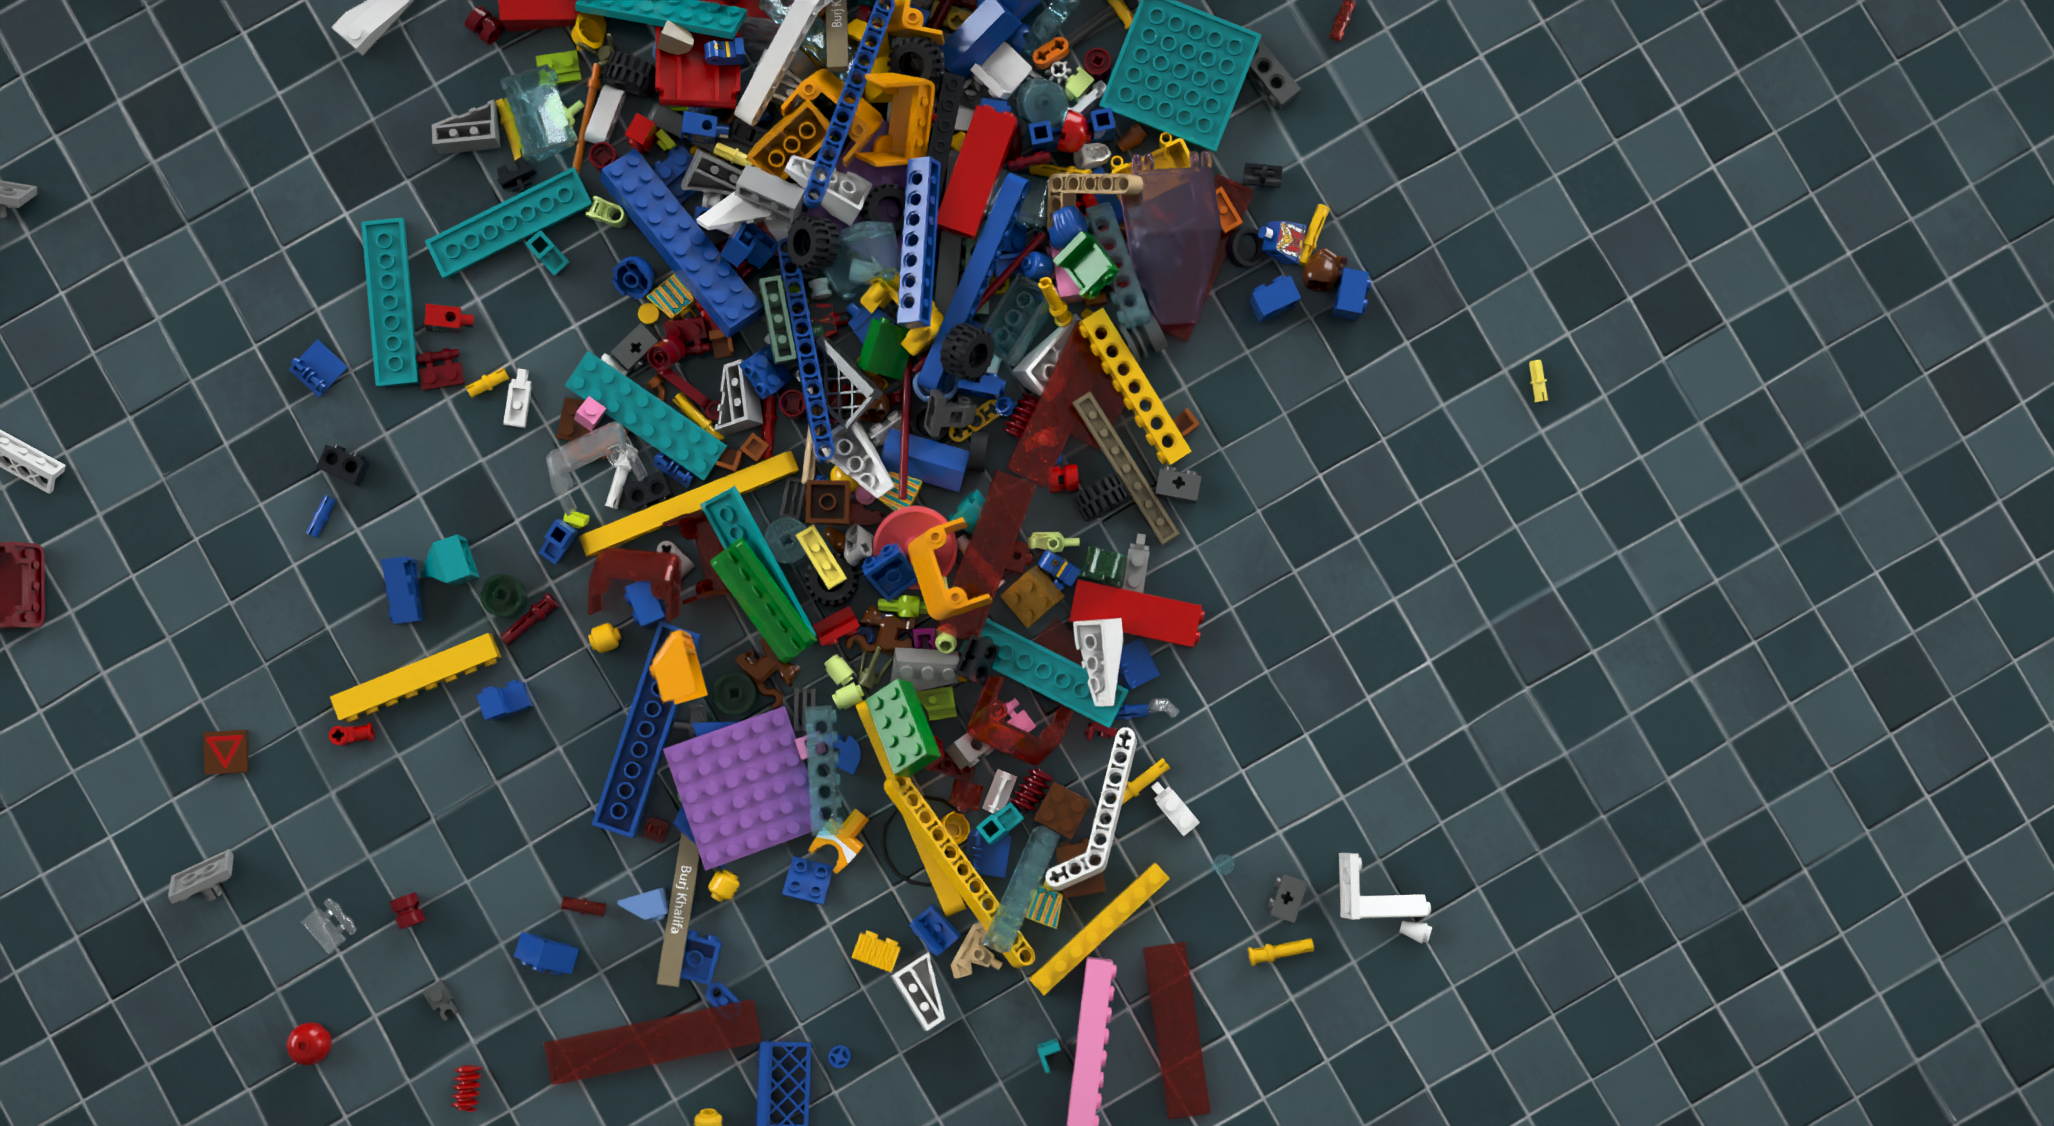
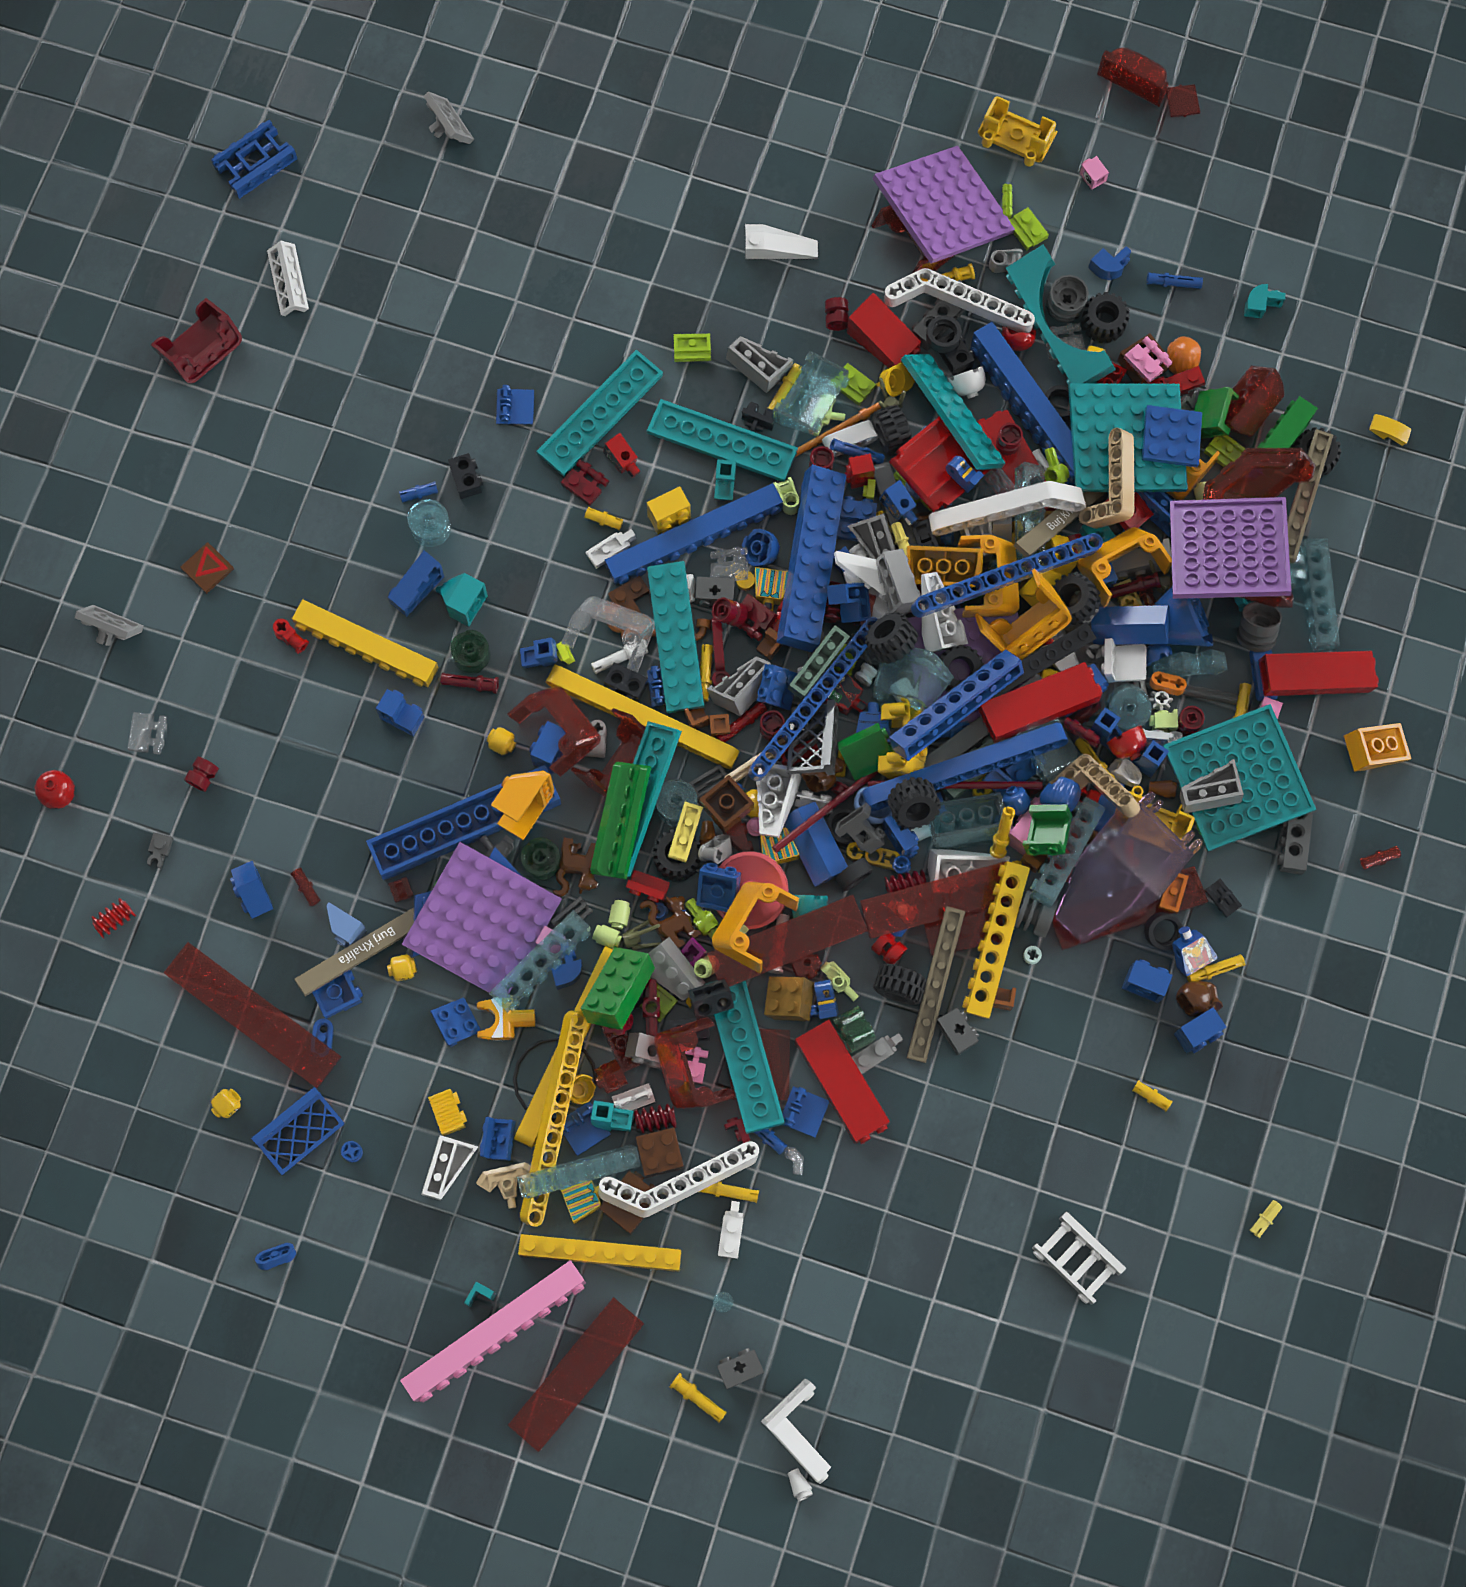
camera: 45 degrees right, 10 degrees down
(345, 532) = (429, 523): none -> clear light blue wheel
(402, 173) = (692, 347): none -> lime plate
(531, 323) = (669, 510): none -> yellow brick
(570, 320) = (694, 534): none -> blue brick
(590, 413) = (643, 599): bright pink brick -> none
(622, 121) = (853, 450): none -> blue pin
(630, 317) = (733, 569): none -> clear plate
(675, 39) = (941, 434): dark tan brick -> none
(949, 722) = (651, 997): none -> dark red axle
(1101, 653) = (795, 1077): white wedge -> none
(1172, 362) = (1037, 952): none -> light aqua bush
(1173, 102) = (1214, 790): none -> light grey wedge
(1366, 379) = (1152, 1096): none -> yellow pin
(1426, 538) = (1083, 1238): none -> white fence

